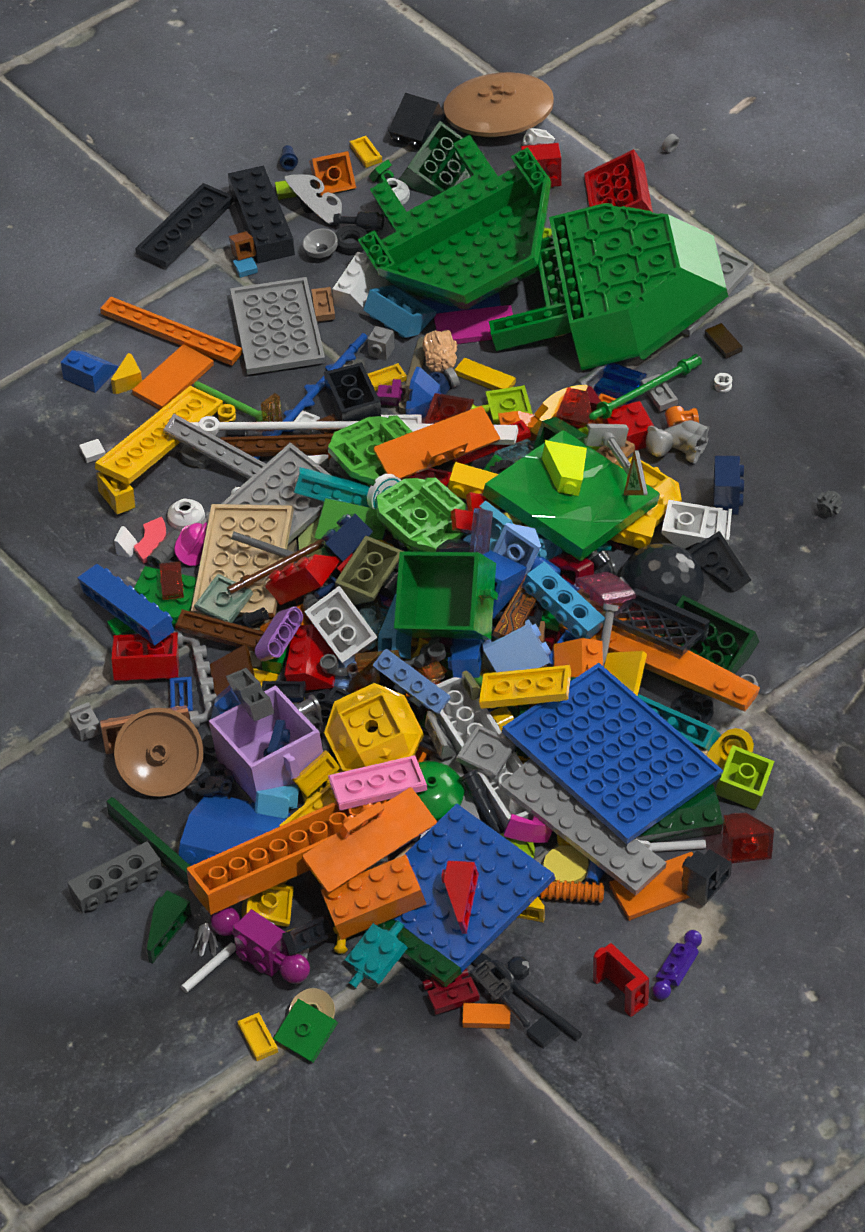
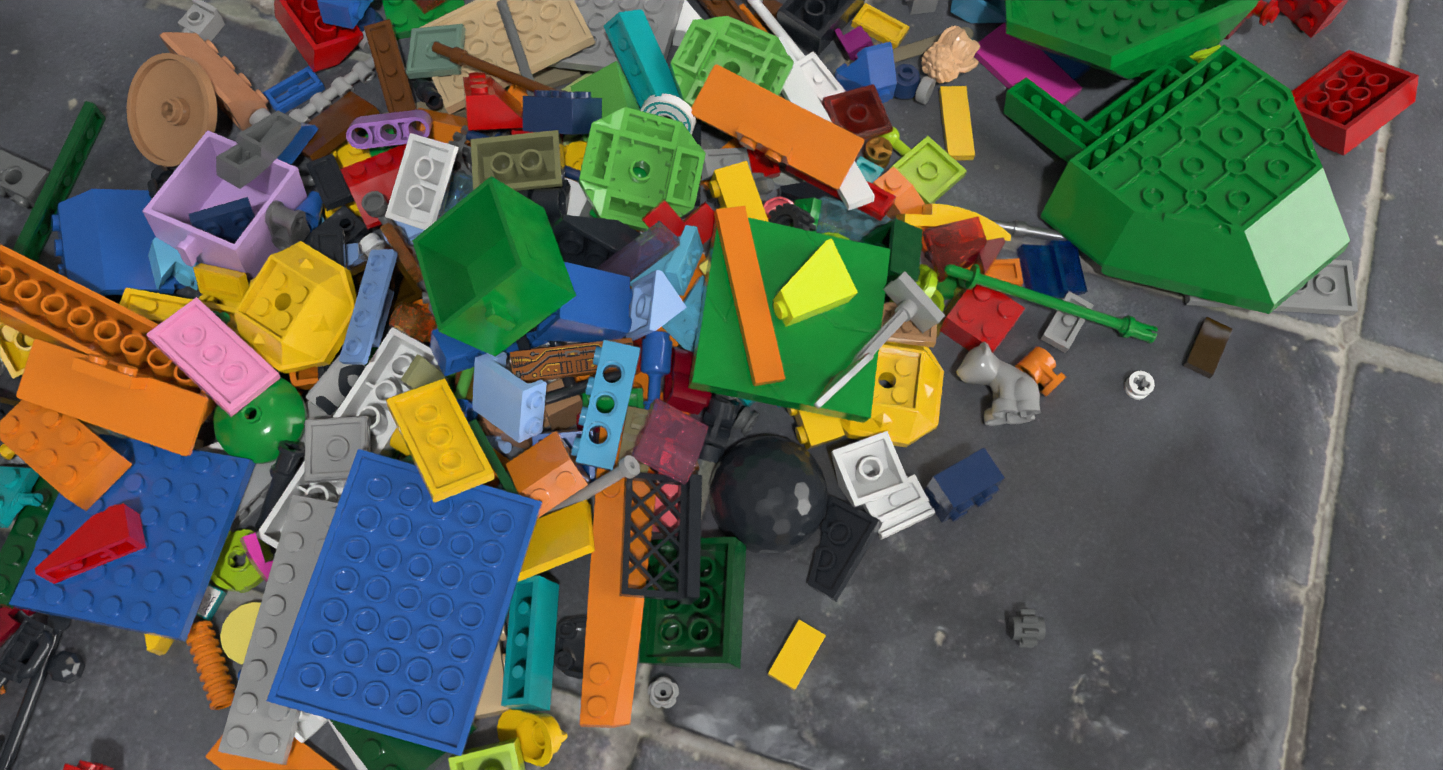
camera: 50 degrees right, 20 degrees up
(549, 497) = (749, 296): none -> orange tile
(769, 615) = (796, 655): none -> yellow tile

